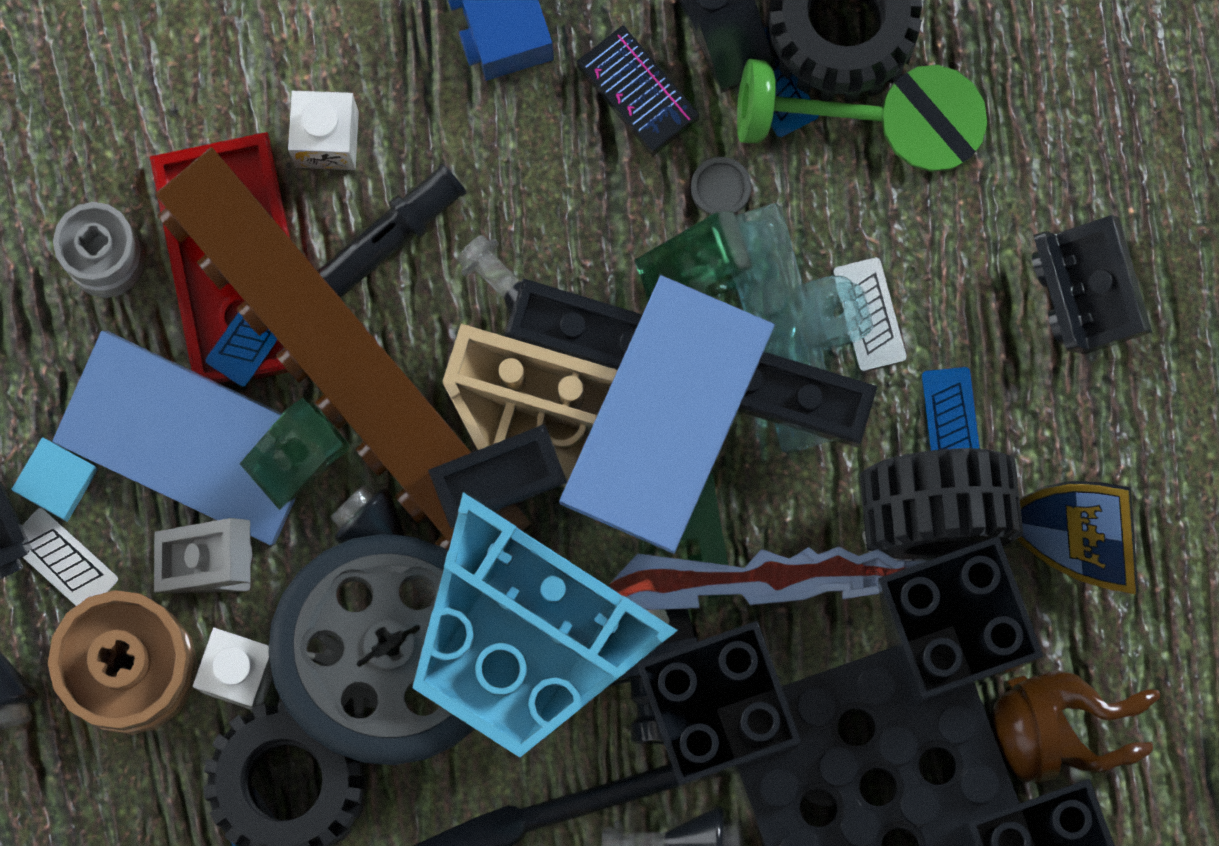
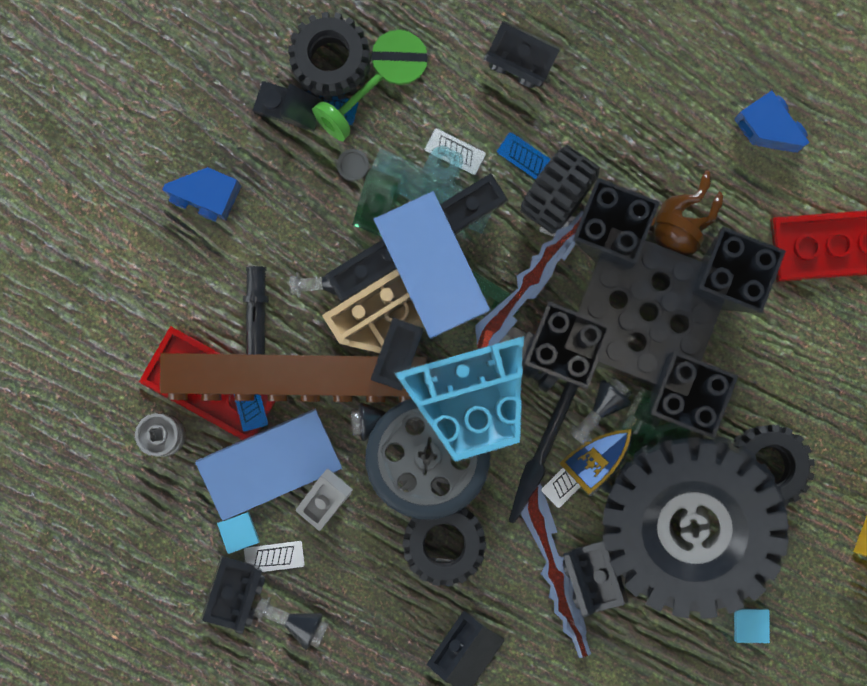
camera: 50 degrees left, 5 degrees up
(86, 657) = (327, 584): medium nougat wheel -> none
(234, 670) = (381, 525): white brick -> none
(294, 452) = (315, 427): clear green slope -> none
(323, 130) = (190, 302): white brick -> none
(637, 90) = (284, 163): black tile -> none
(1083, 532) = (618, 143): shield -> none

